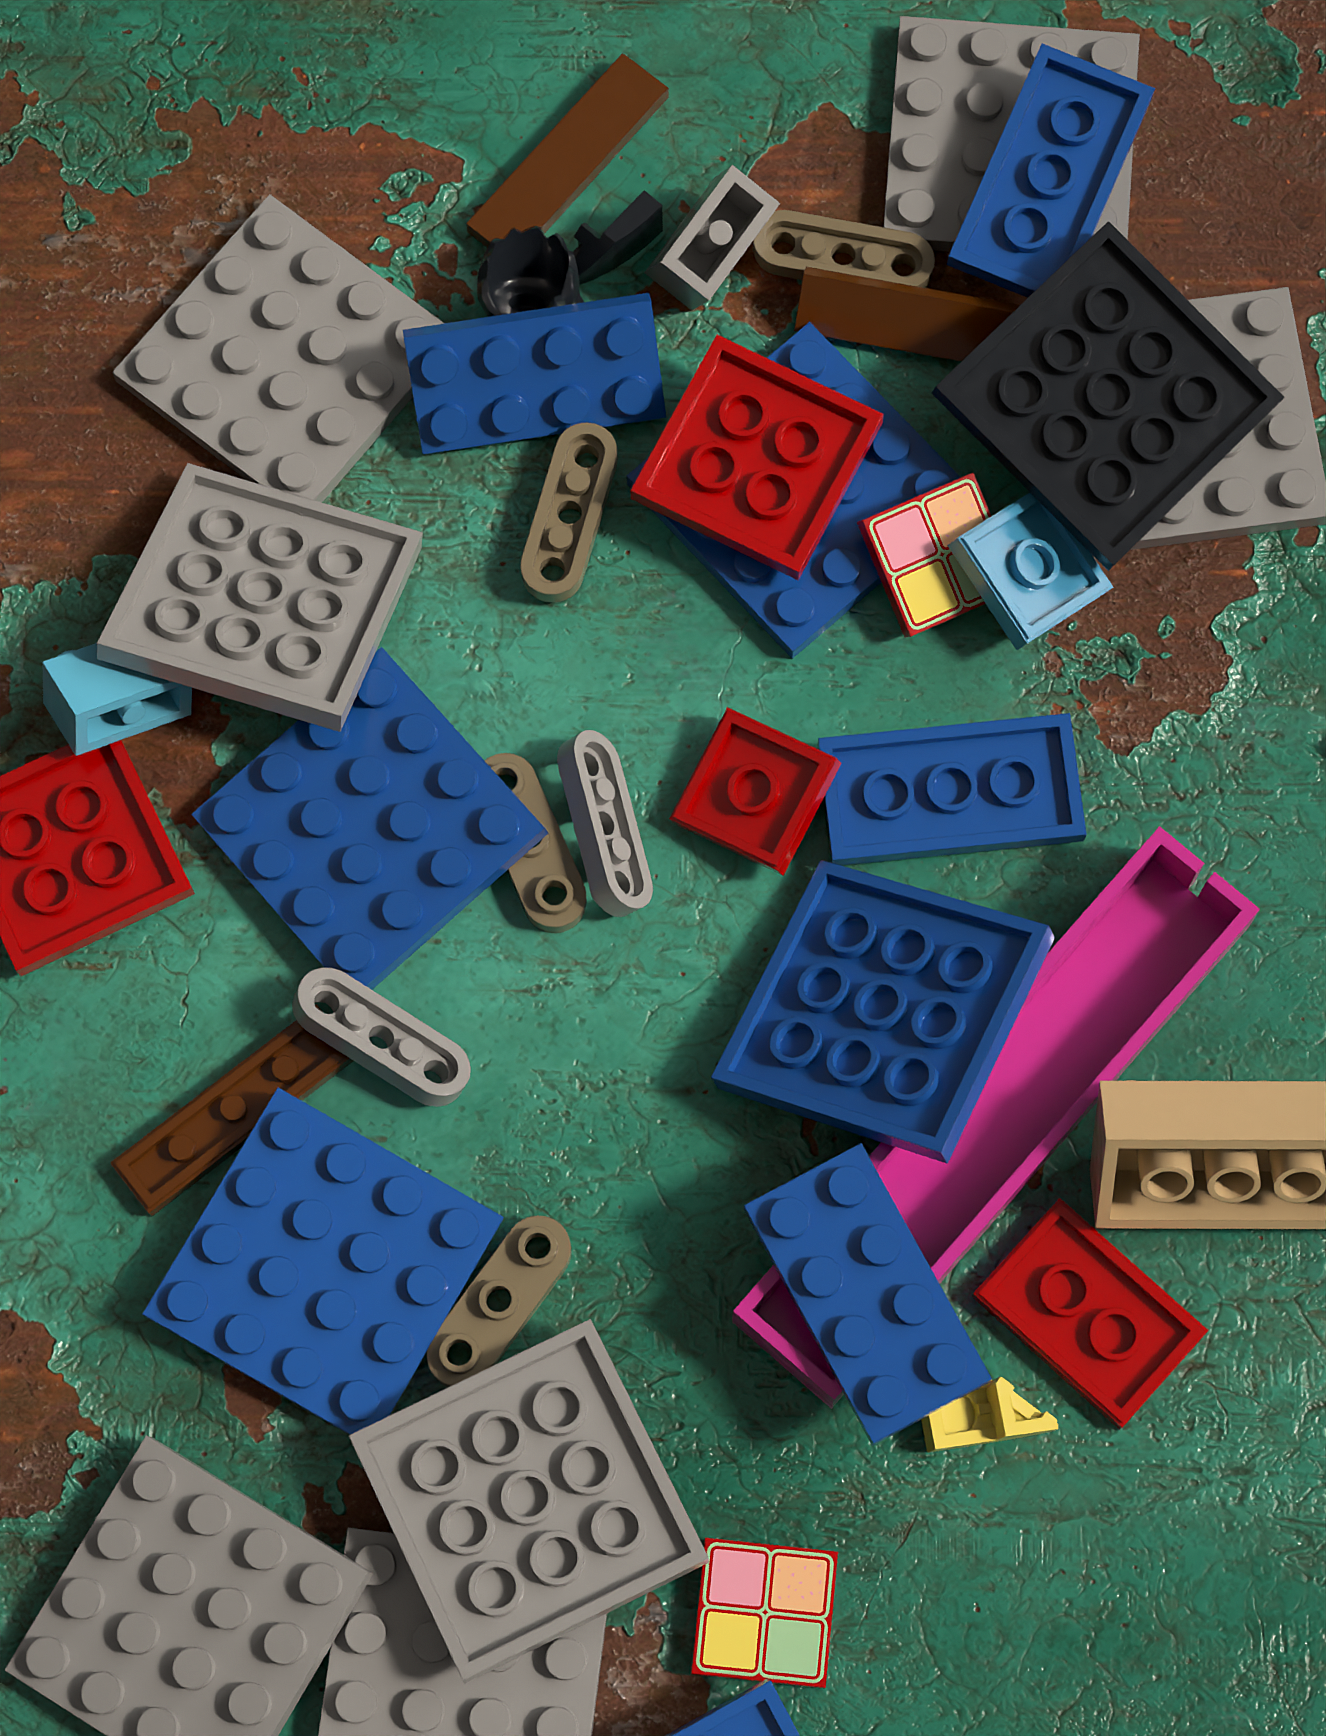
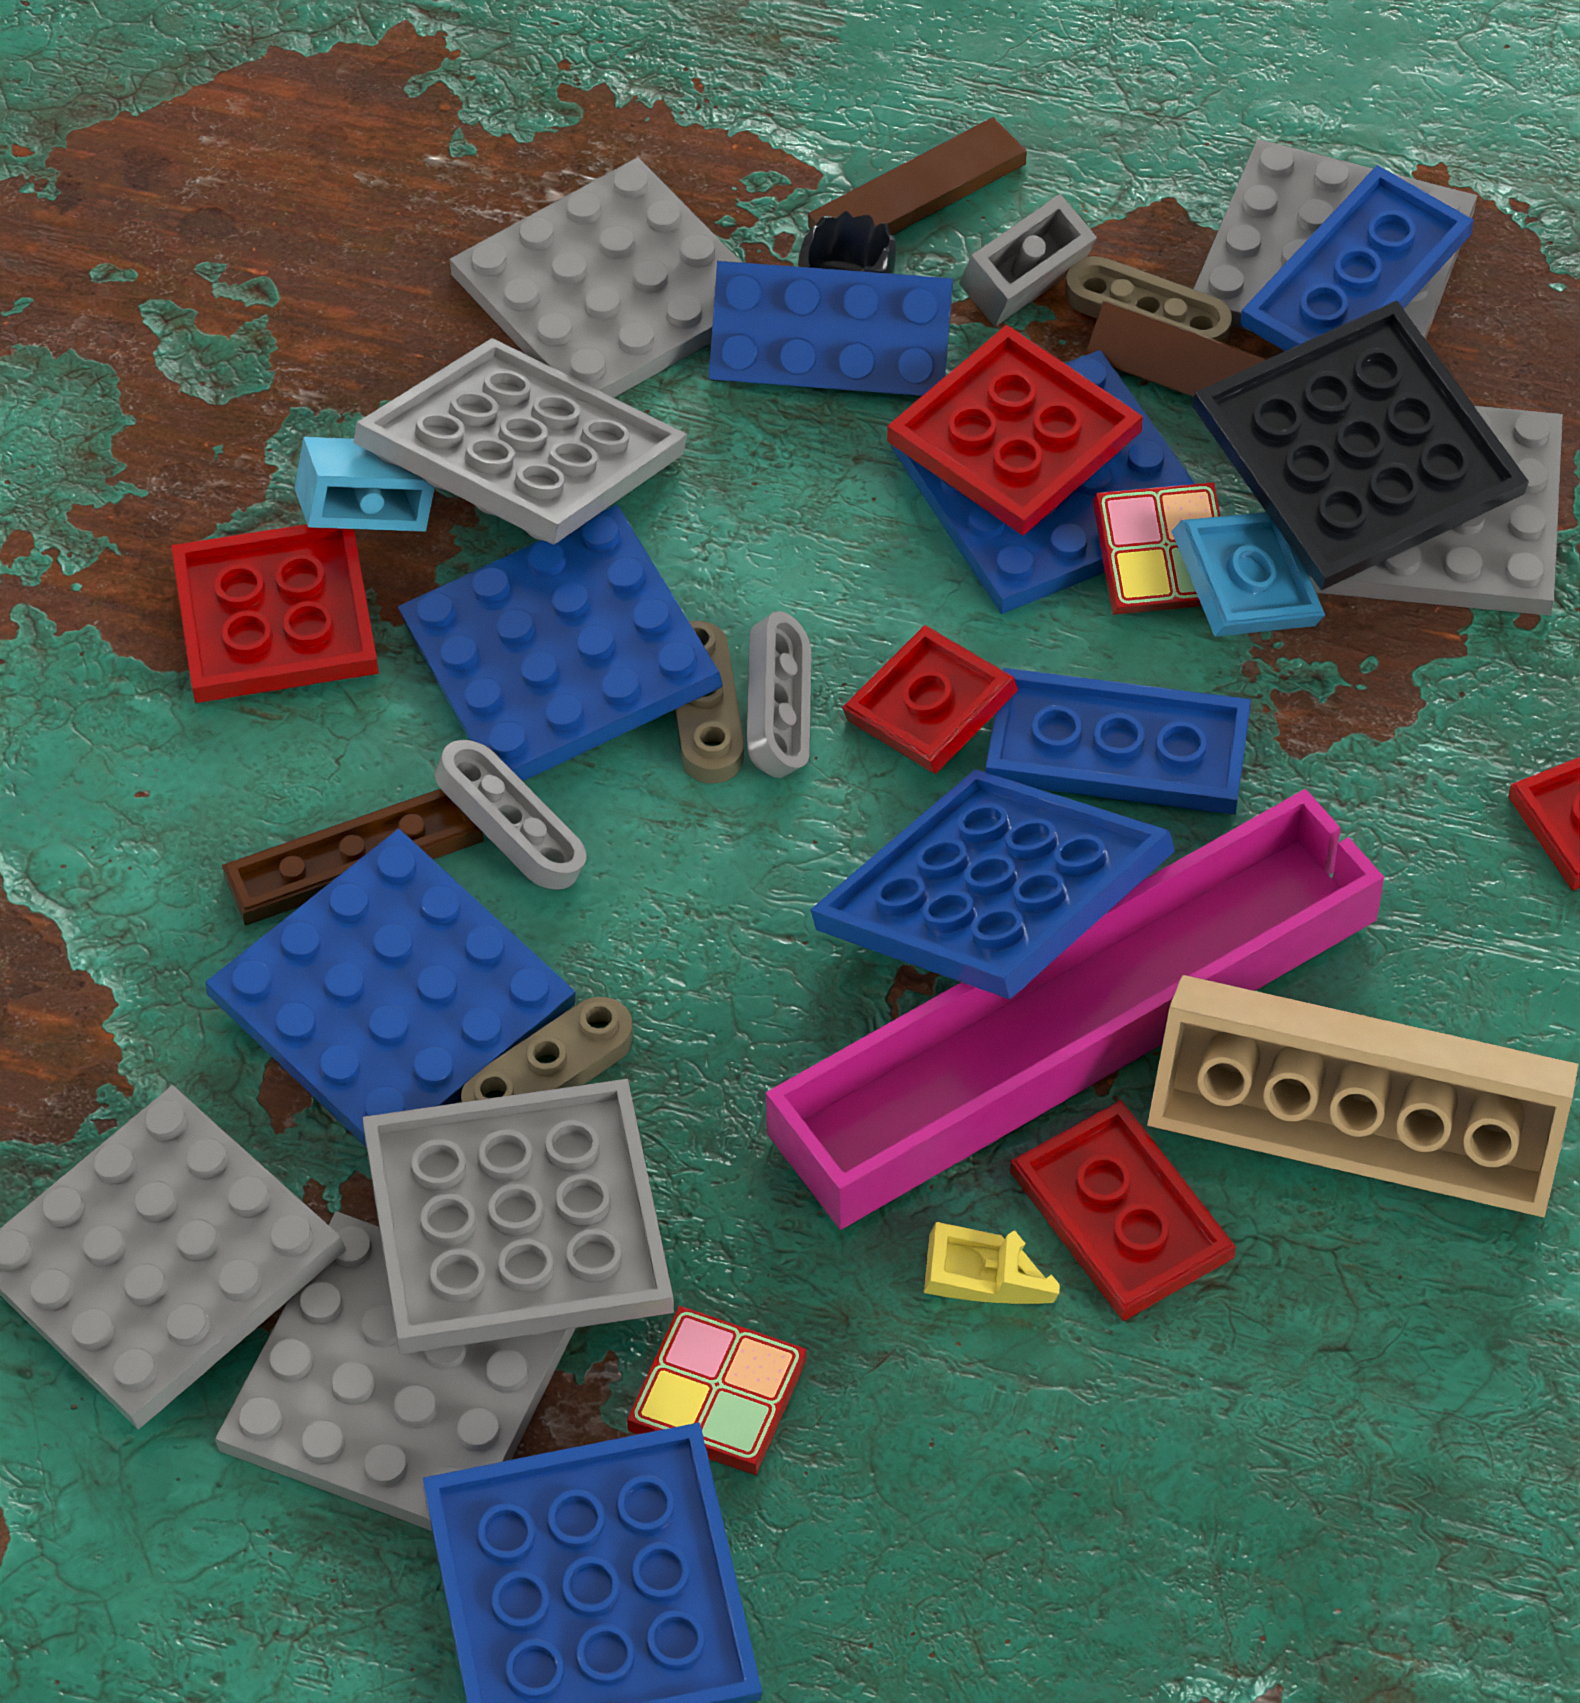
camera: 15 degrees right, 20 degrees down
(567, 488) = (829, 432): dark tan plate -> none
(620, 241) = (943, 250): black slope -> none
(867, 1294) = (900, 1104): blue plate -> none

